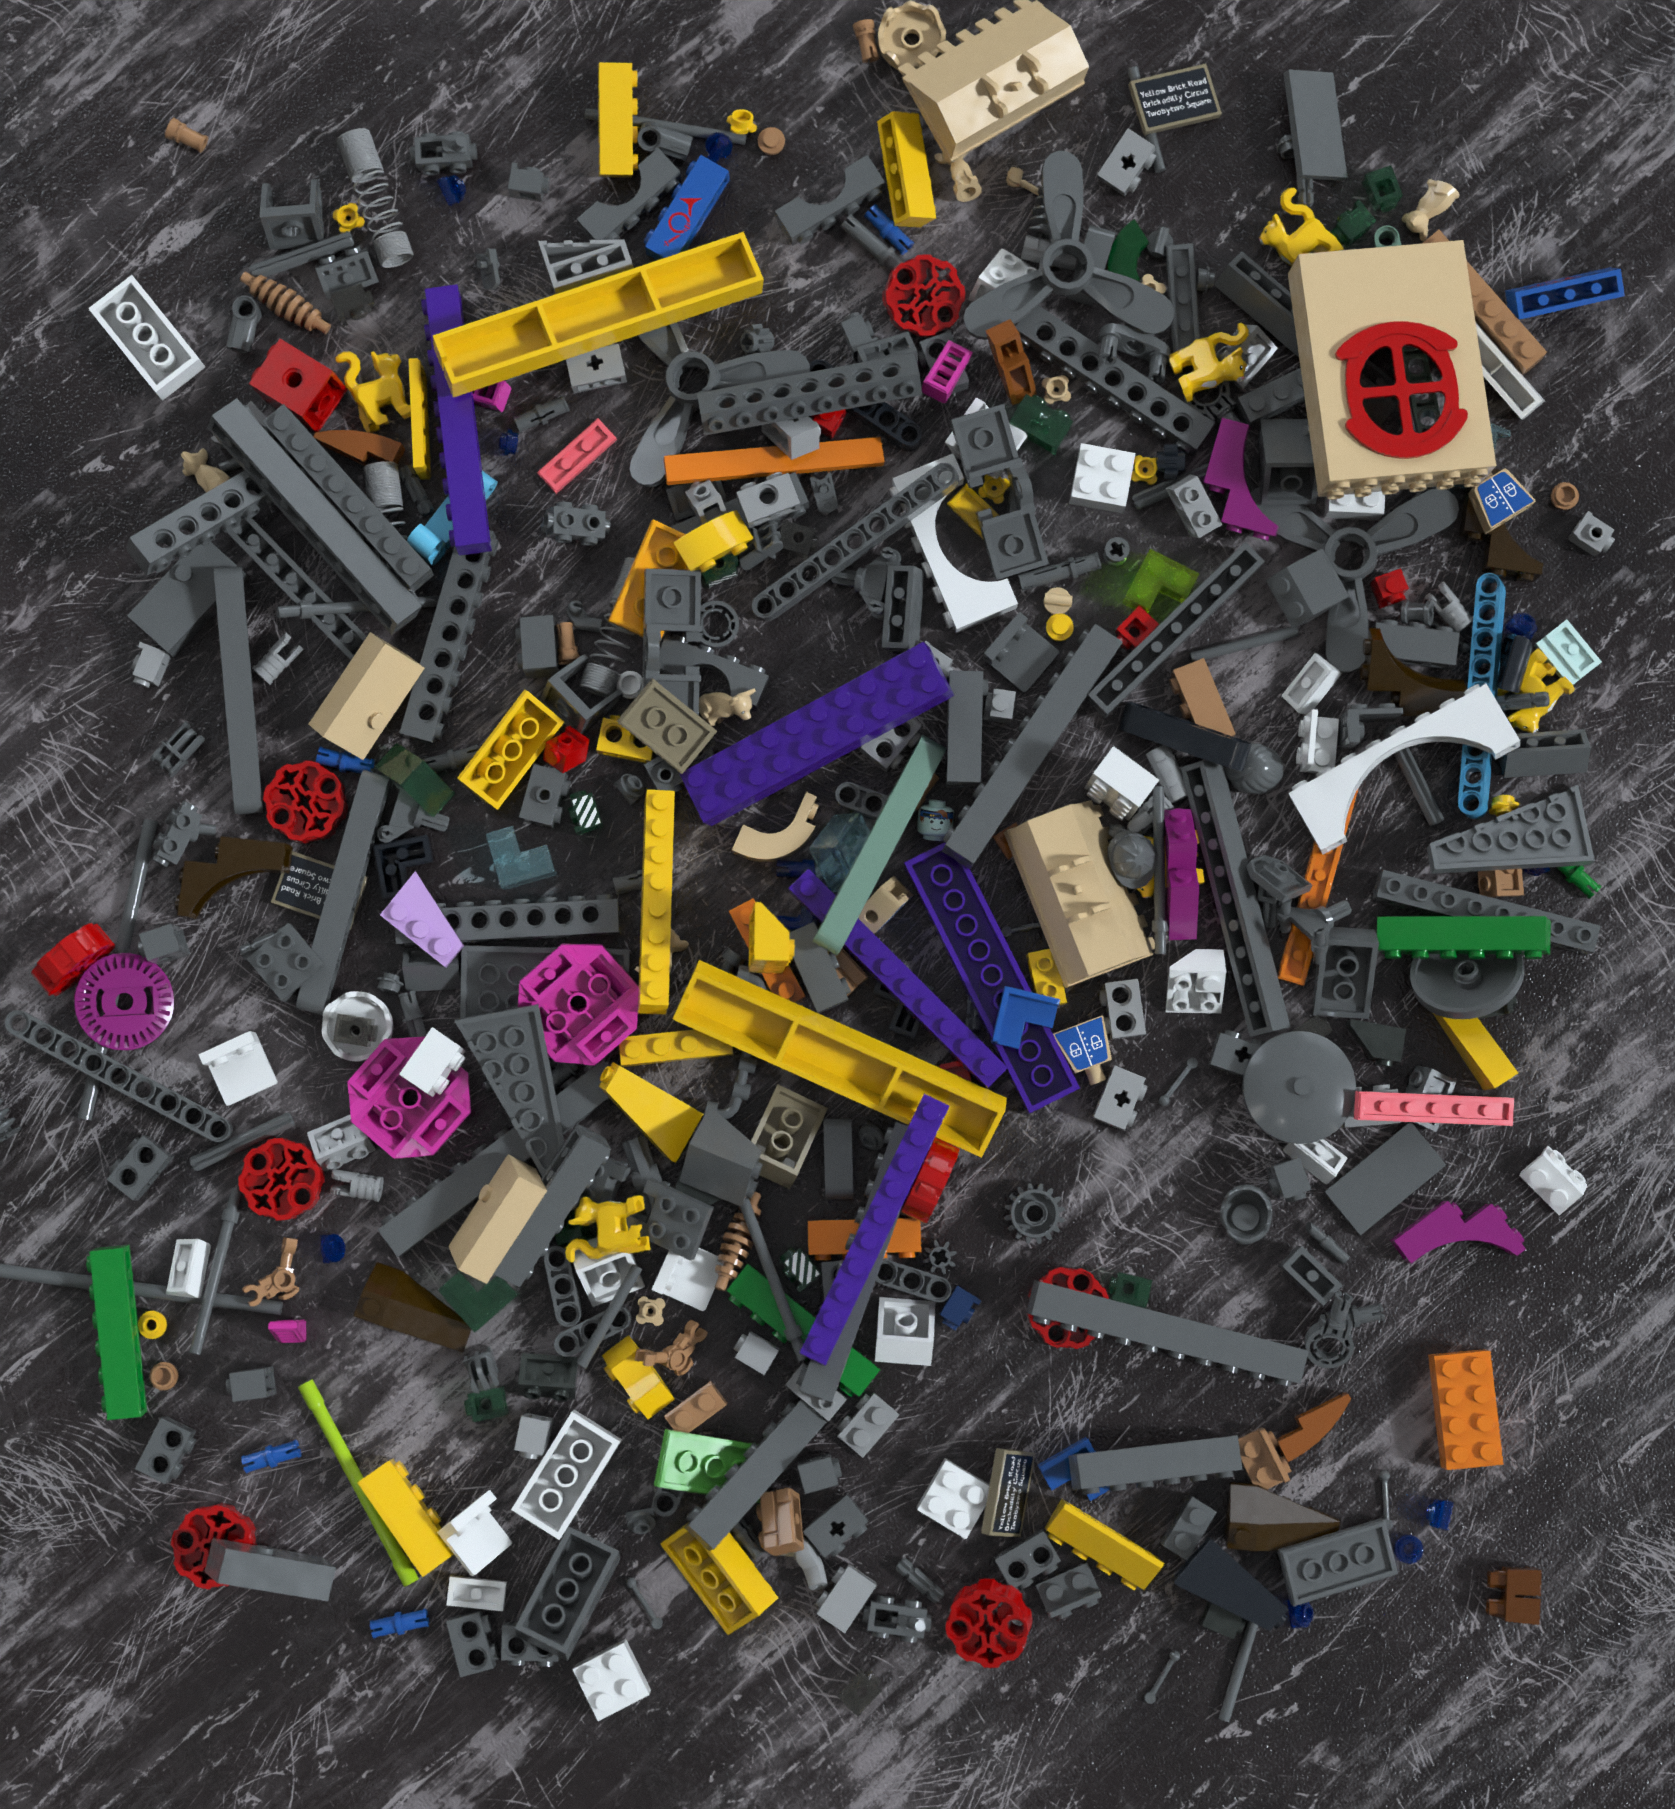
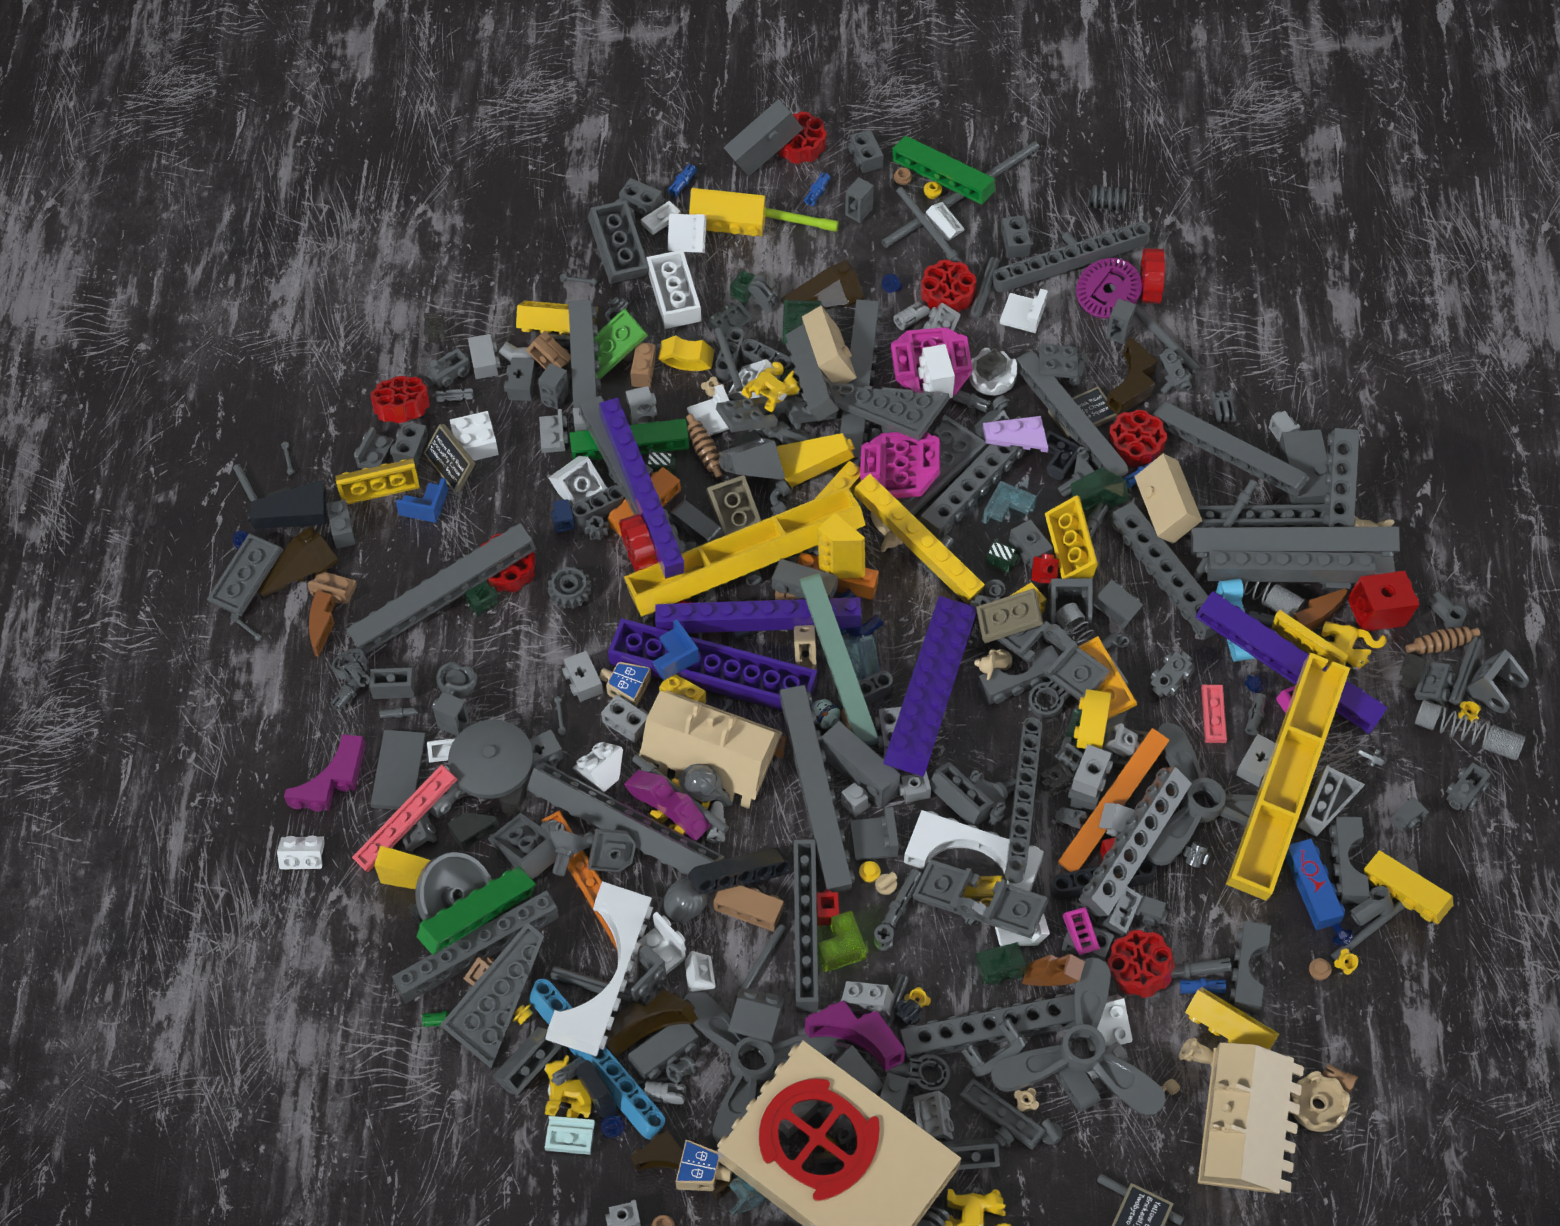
camera: 135 degrees right, 25 degrees down
(147, 337) = (1480, 557): white brick -> none
(272, 664) = (1230, 482): light grey hinge -> none
(280, 1280) = (898, 250): medium nougat piece -> none
(288, 1330) = (870, 234): dark pink slope -> none
(452, 189) = (1440, 774): clear blue plate -> none
(533, 1435) = (708, 288): light grey brick -> none
(567, 648) = (1102, 619): medium nougat pin -> none
(611, 1679) = (559, 236): white brick -> none
(677, 1355) = (678, 376): medium nougat piece -> none
(780, 845) = (893, 625): tan arch -> none
(793, 1332) = (673, 442): dark grey bar -> none
(1062, 384) = (1014, 987): tan plate -> none
(1102, 478) = (934, 966): white brick -> none
(1113, 171) = (1121, 1155): light grey brick -> none
(1120, 784) = (746, 804): white brick -> none
(1127, 250) = (1061, 1104): dark green tile -> none
(1155, 1462) = (386, 528): dark grey brick -> none
(1168, 773) = (726, 849): light grey axle -> none
(1207, 369) = (948, 1081): yellow animal -> none
(1389, 588) = (711, 1067): red brick -> none
(1417, 1549) = (211, 610): clear blue plate -> none
(1439, 1514) = (210, 642): clear blue plate -> none
(1465, 1409) = (243, 698): orange piece -> none
(1516, 1582) = (129, 642): reddish brown hips -> none

